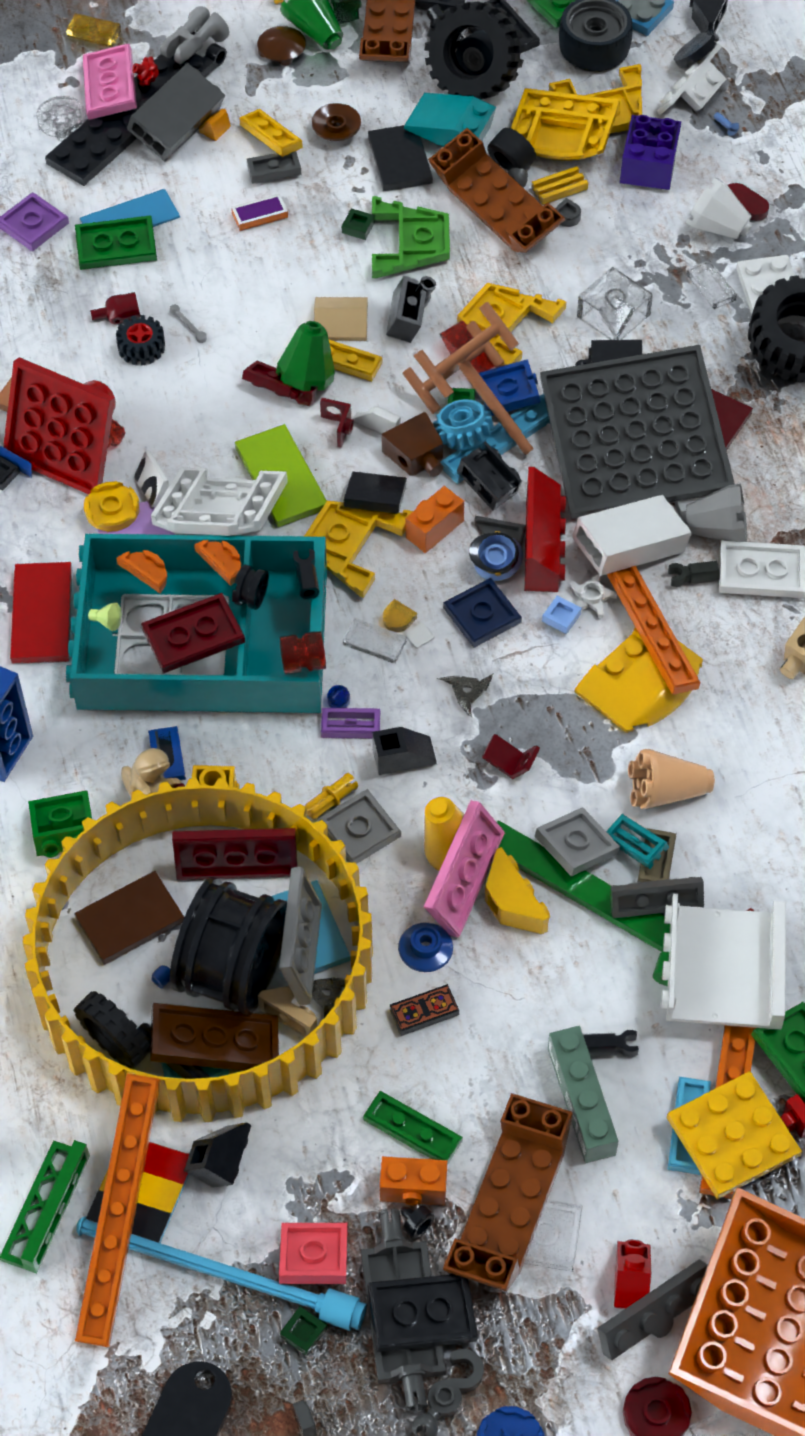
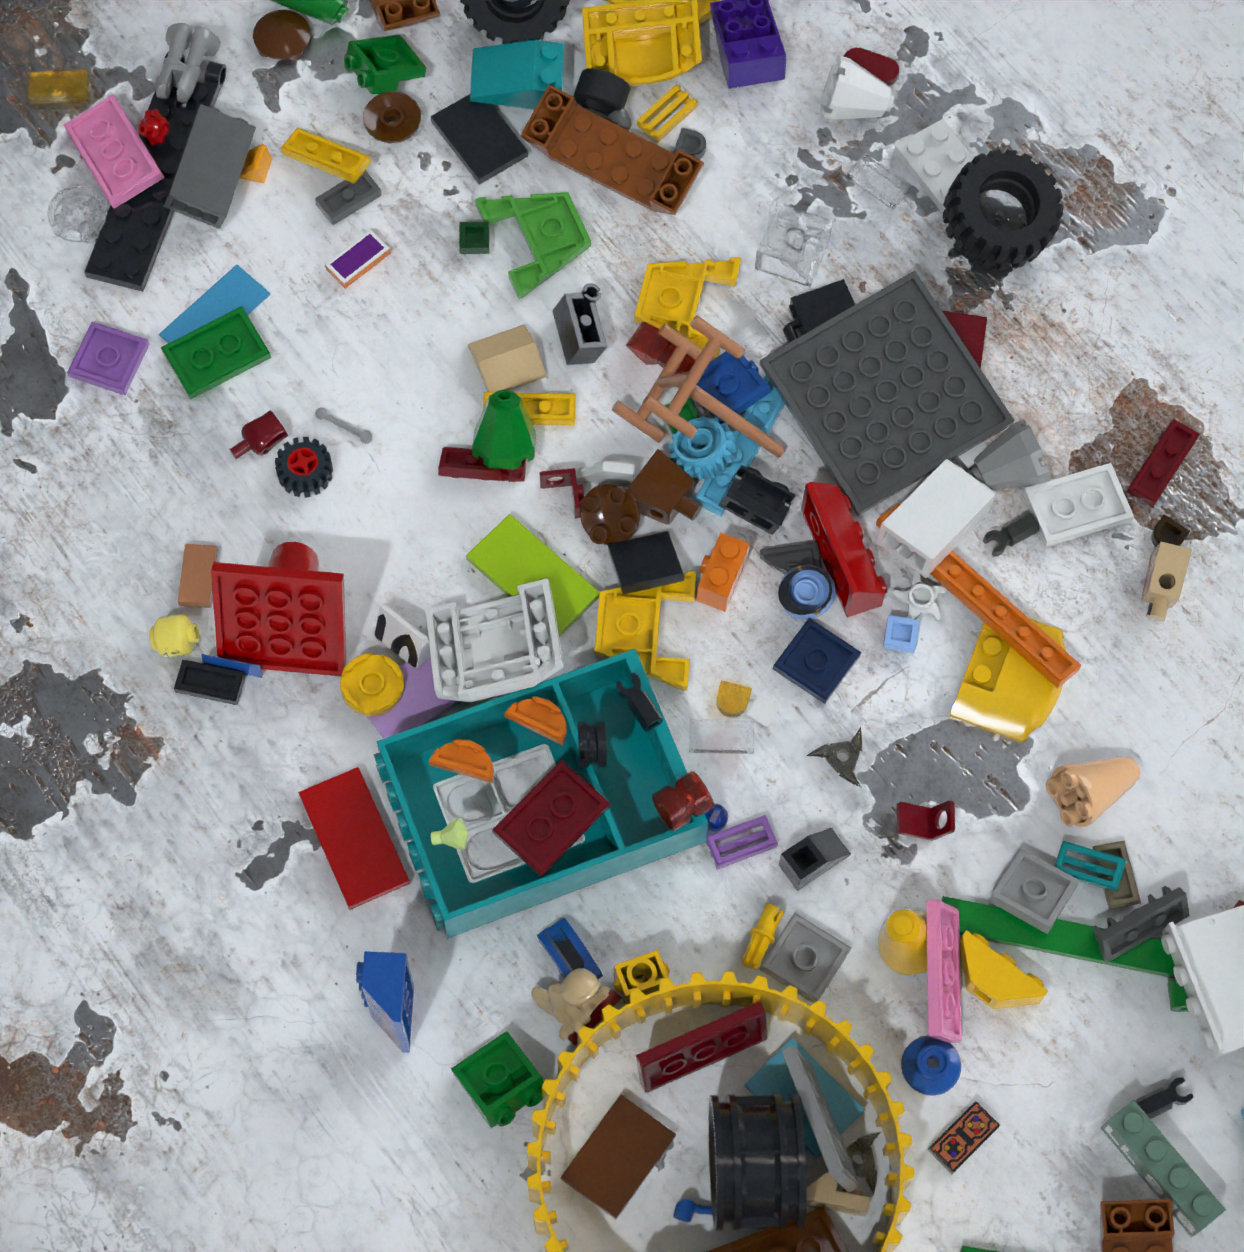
camera: 25 degrees left, 10 degrees up
(346, 80) = (383, 63): none -> green plate
(363, 447) = (609, 514): none -> reddish brown dish

